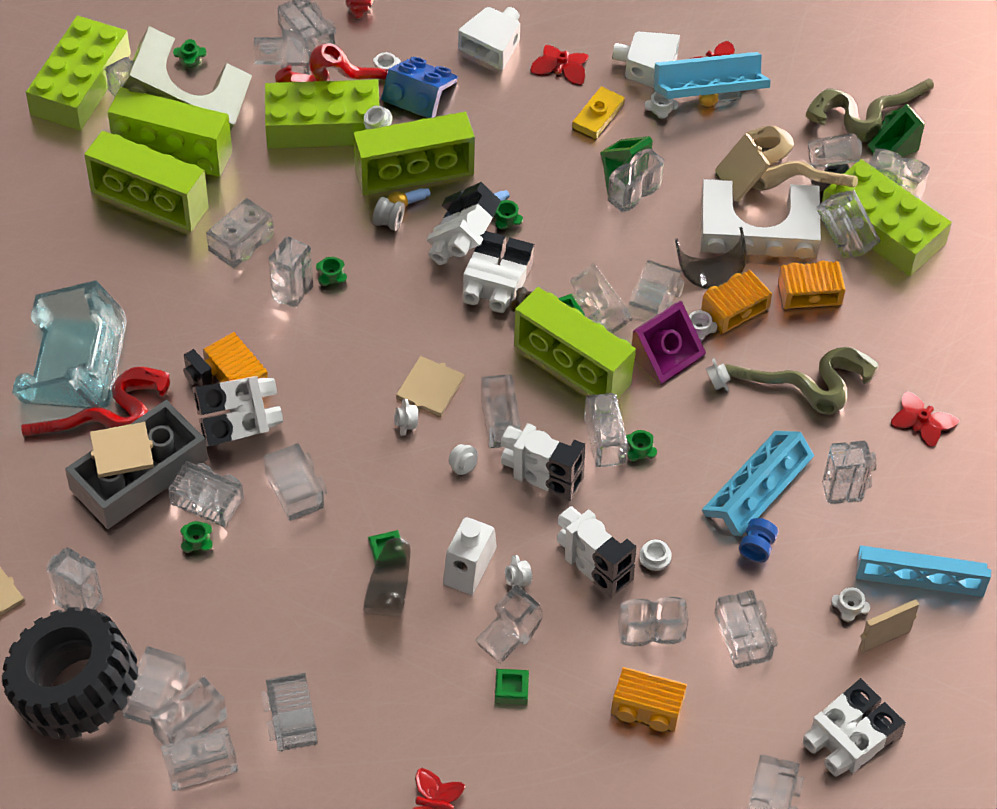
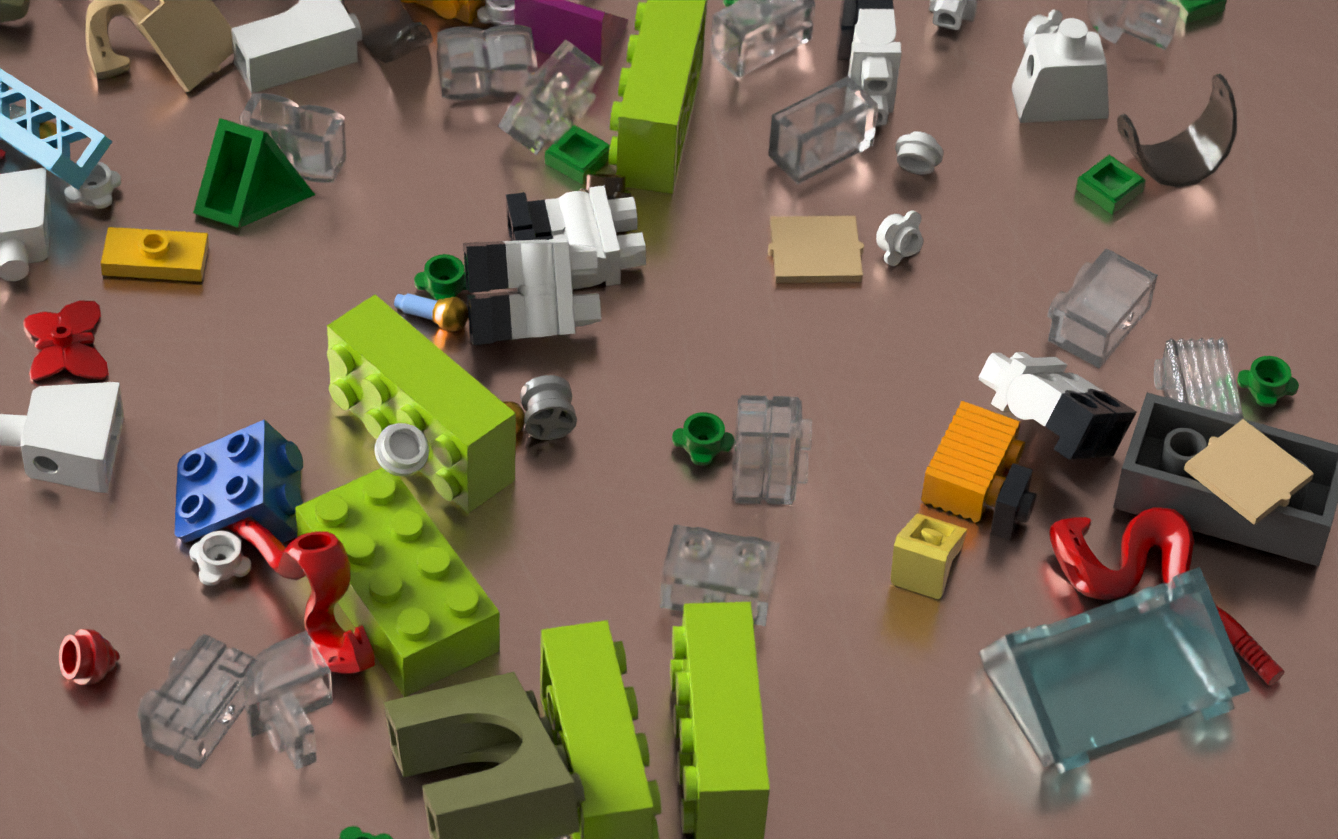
camera: 120 degrees left, 5 degrees down
(193, 315) = (925, 555): none -> light yellow slope

